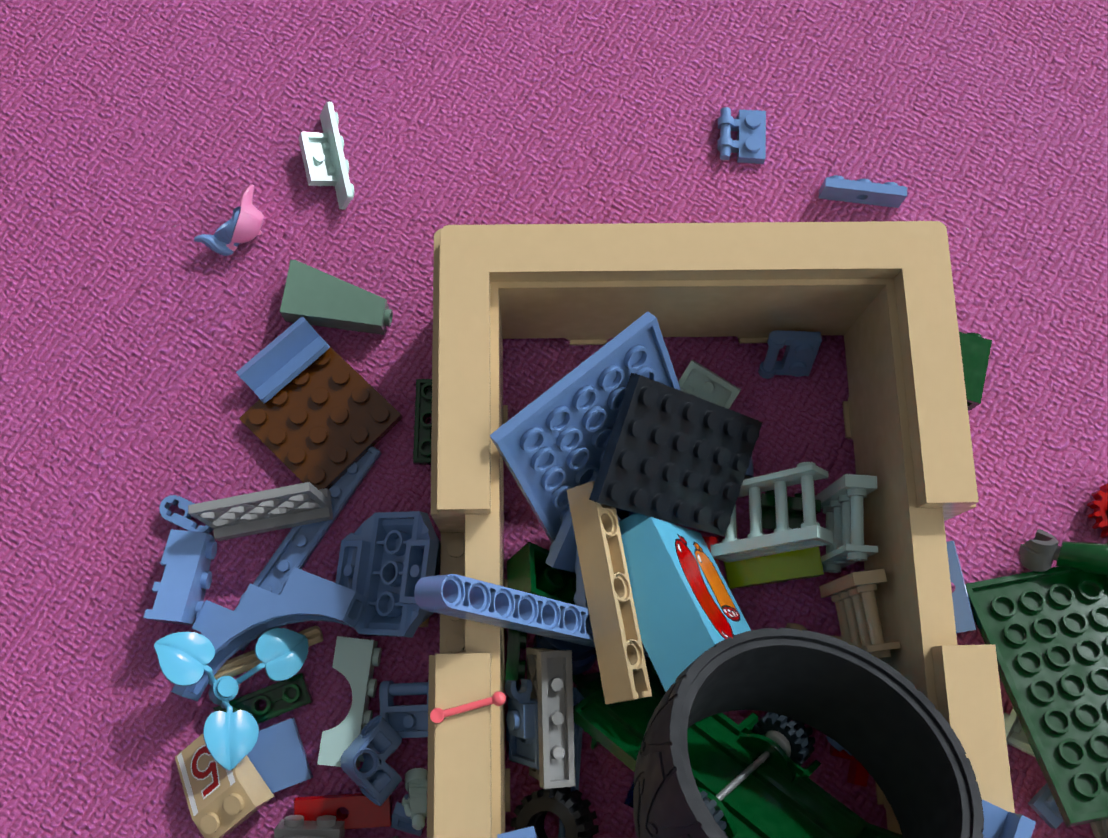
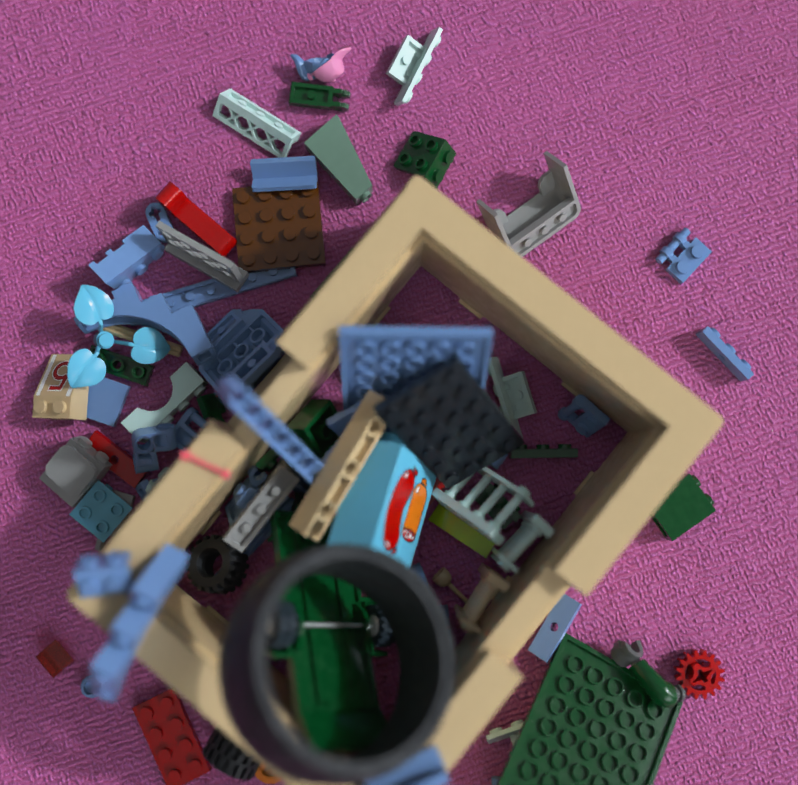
camera: 45 degrees right, 10 degrees up
(195, 480) = (195, 219): none -> red beam
(209, 325) = (261, 118): none -> light aqua fence
(256, 259) = (317, 96): none -> dark green hinge
(405, 663) = (211, 406): none -> dark green plate
(412, 231) = (426, 157): none -> dark green bracket
(580, 176) = (541, 215): none -> light grey windscreen
(781, 421) = (543, 451): none -> dark green tile

